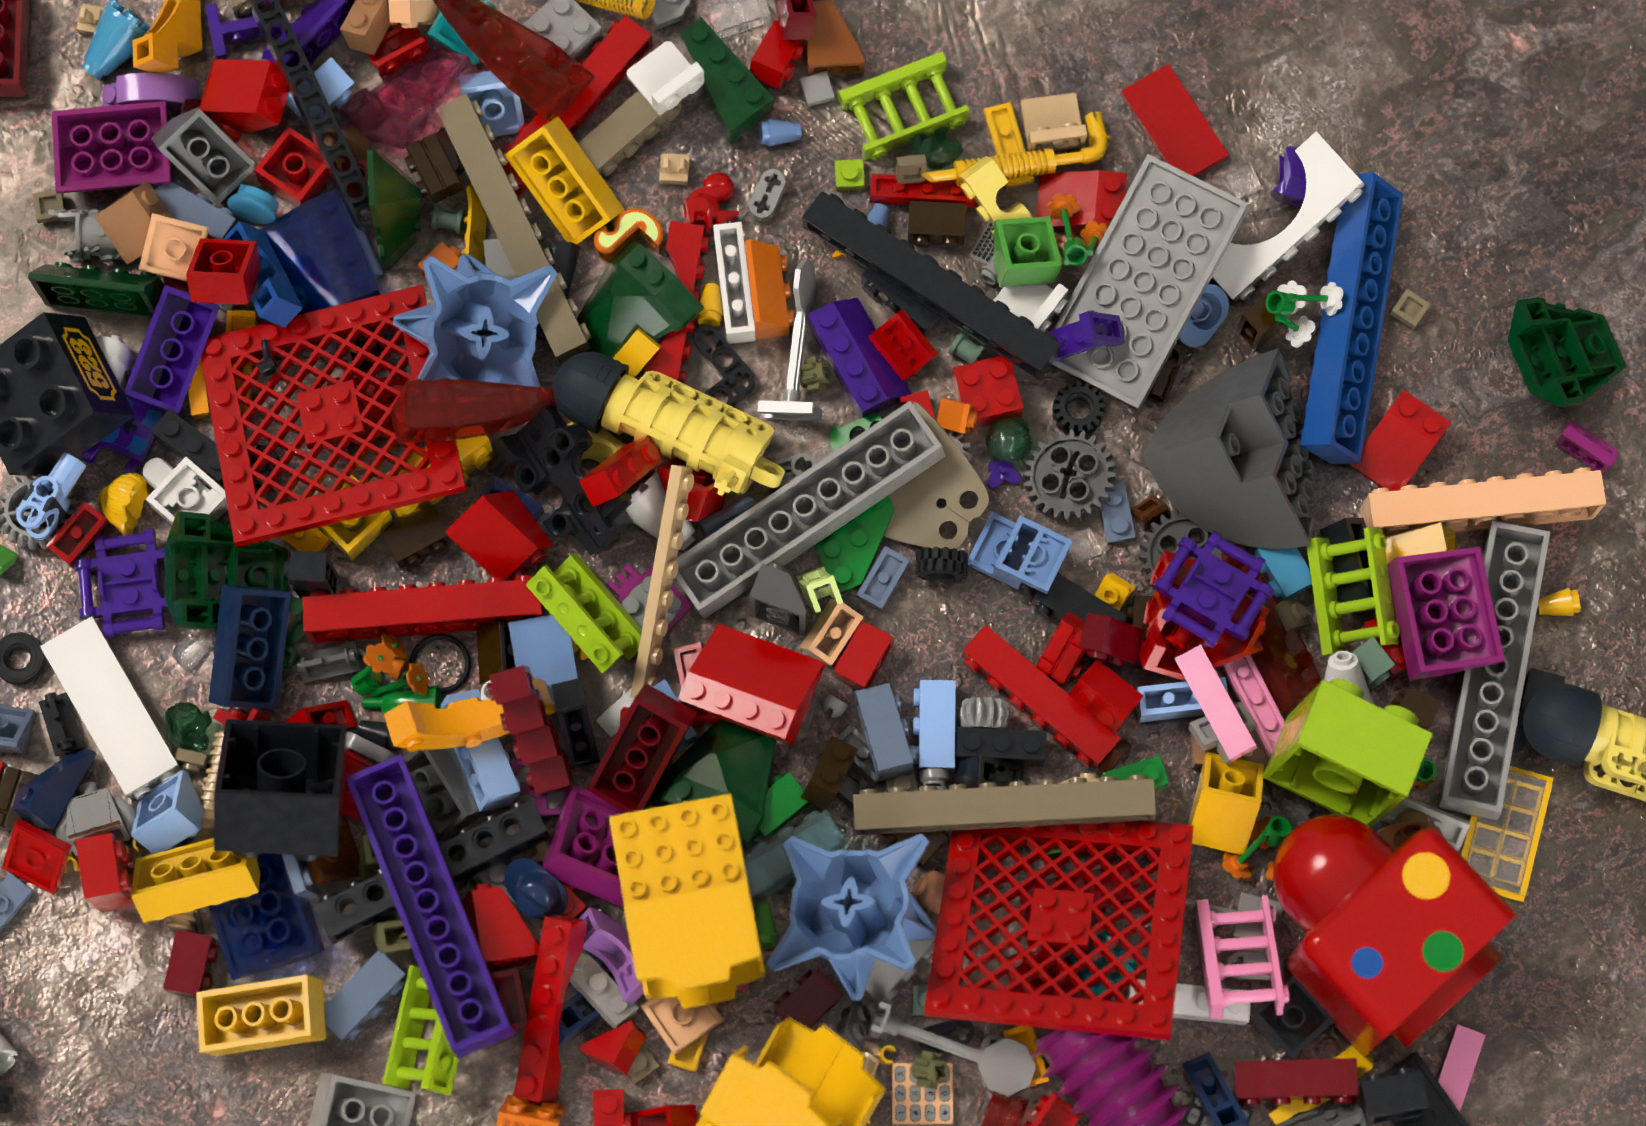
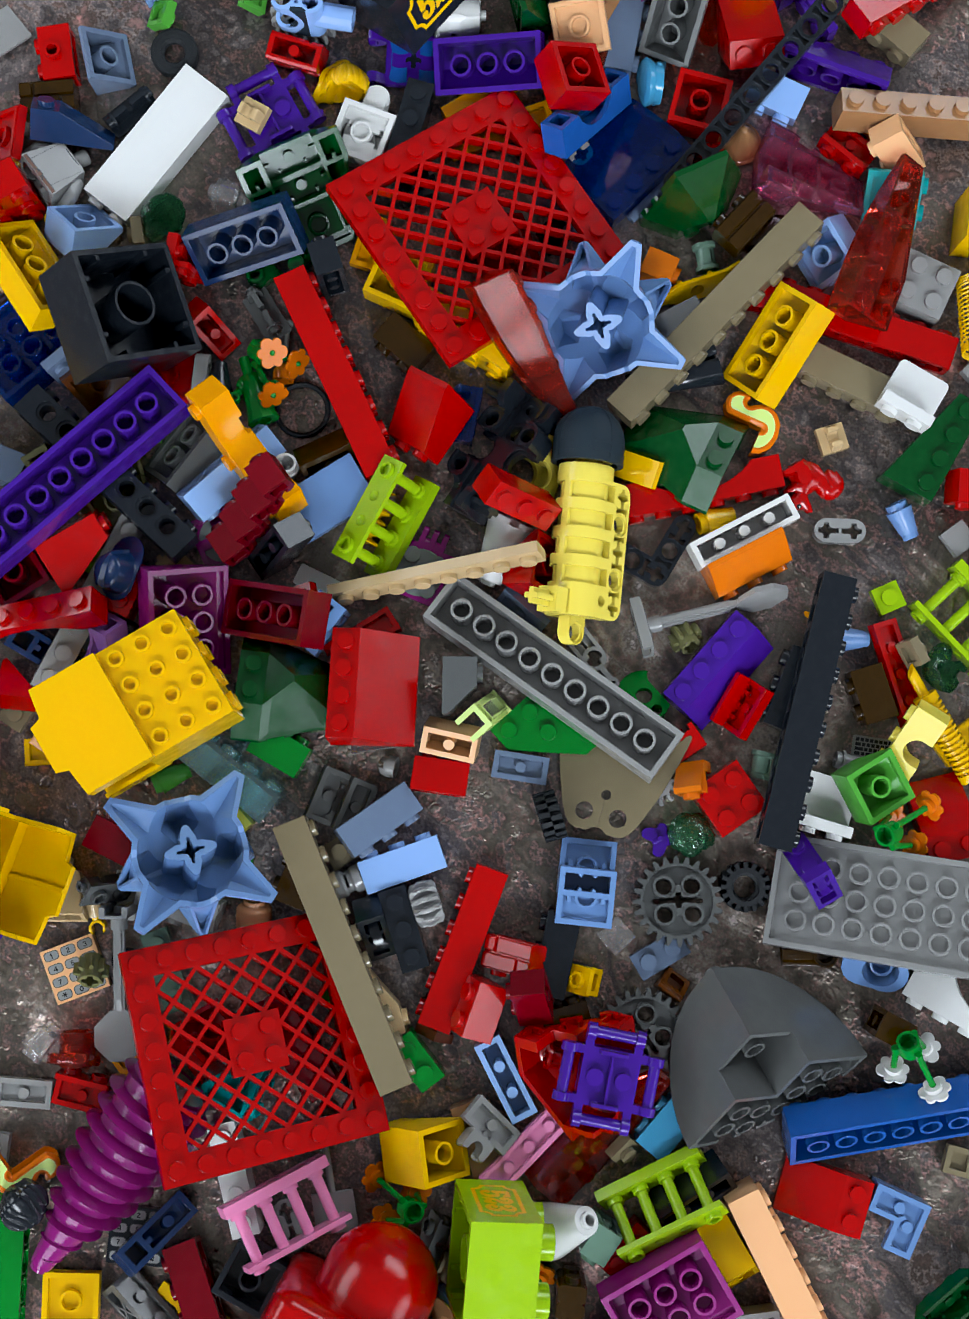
camera: 75 degrees right, 10 degrees up
(124, 596) = (252, 115): none -> tan tile
(266, 366) = (501, 151): black hand -> none
(829, 773) = (320, 786): dark brown brick -> none
(1216, 703) = (504, 1115): bright pink tile -> none
(1448, 373) = (906, 1214): none -> medium blue panel

